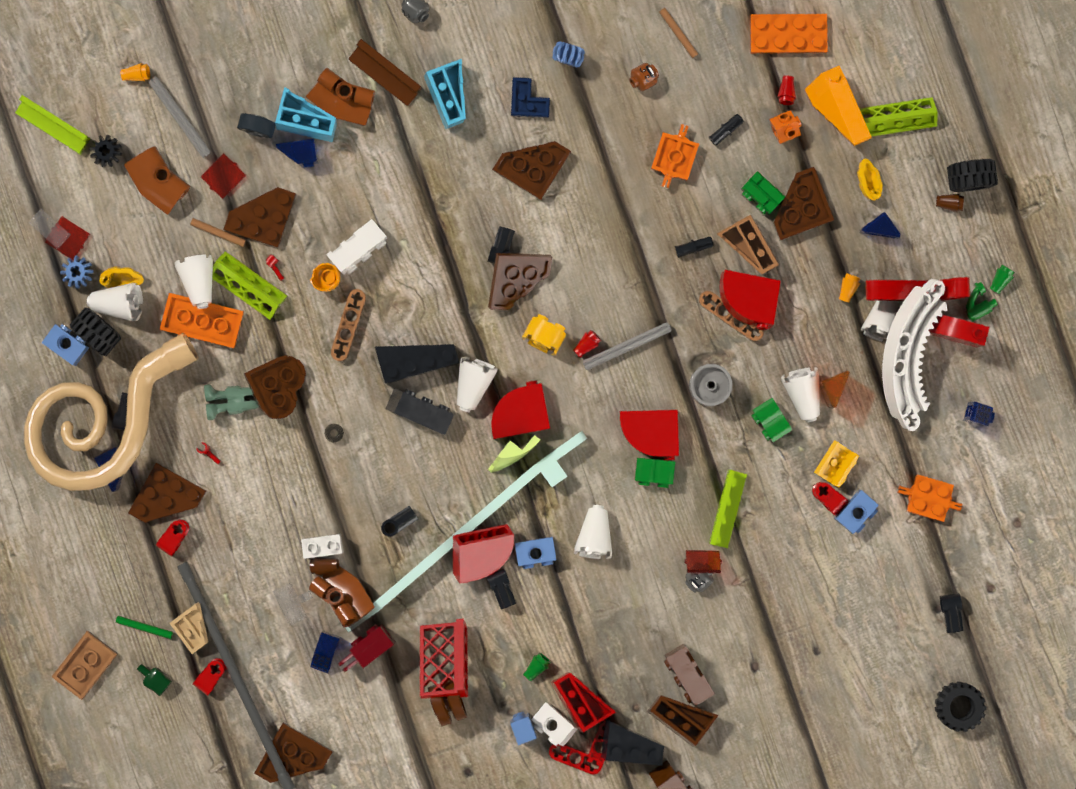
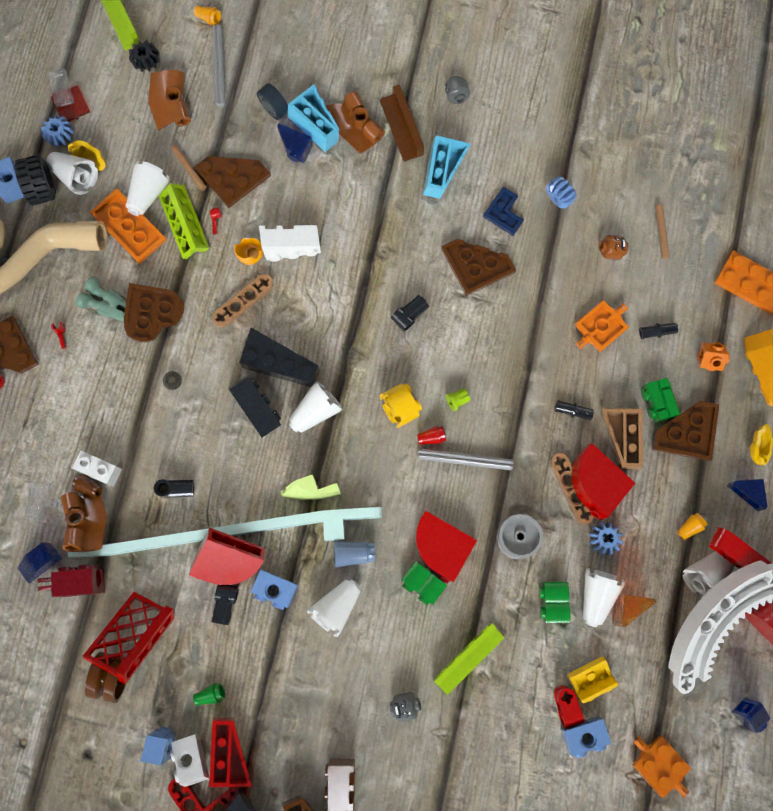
camera: 30 degrees right, 10 degrees down
(223, 176) = (222, 129): clear red piece -> none
(515, 277) = (406, 344): reddish brown plate -> none
(520, 412) = (338, 459): red brick -> none
(581, 483) = (353, 553): none -> sand blue plant
(589, 298) = (457, 399): none -> lime bush
(703, 561) = (417, 693): clear red piece -> none
(786, 347) = (598, 537): none -> medium blue gear
(787, 91) = (729, 330): red cone -> none

